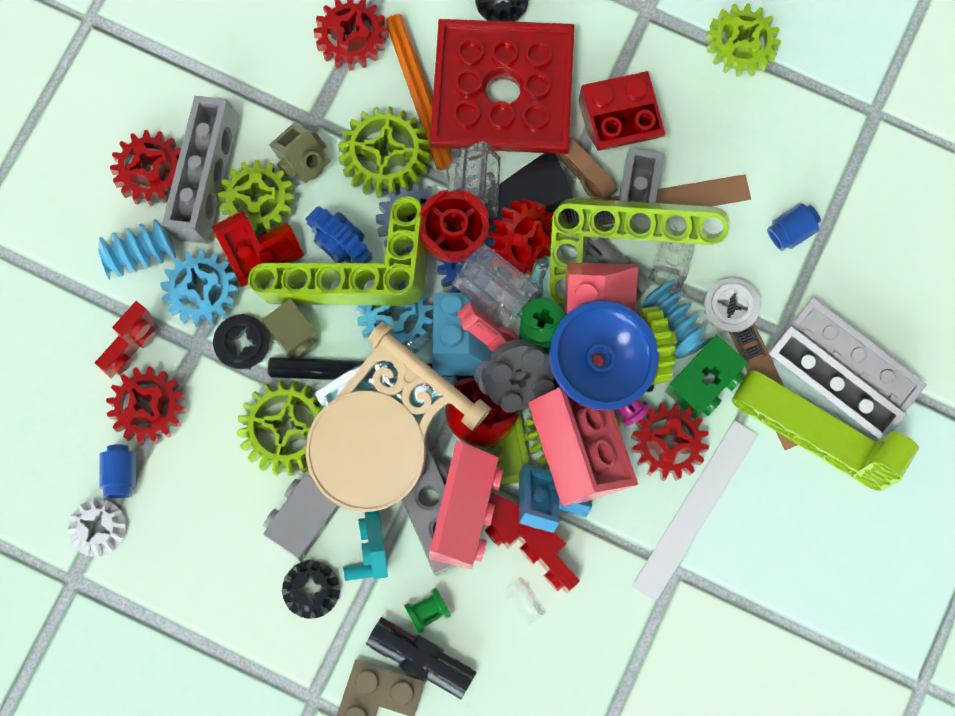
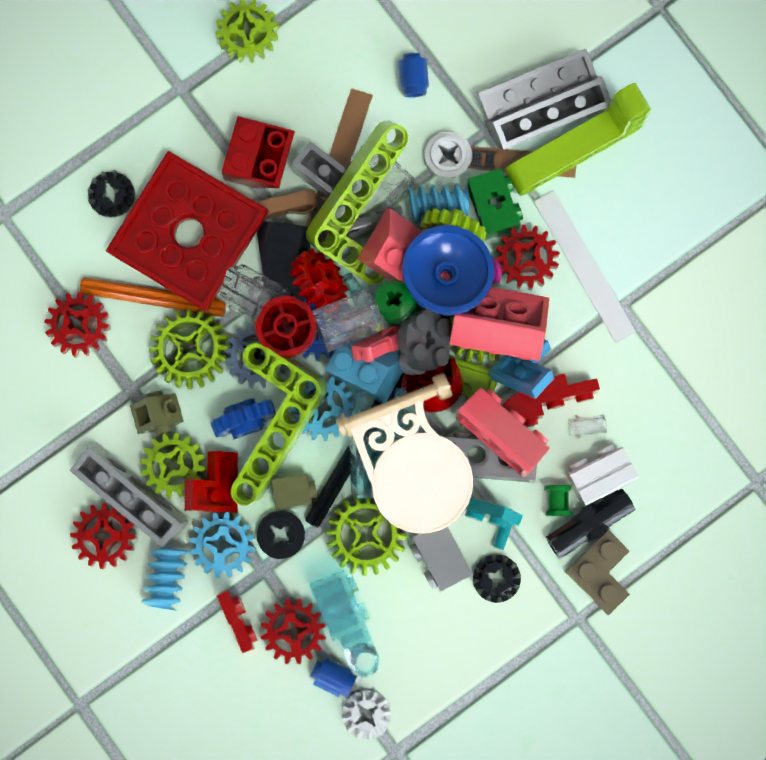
camera: 55 degrees left, 5 degrees up
(181, 451) = (345, 617): none -> clear light blue brick
(478, 643) = (602, 476): none -> white brick

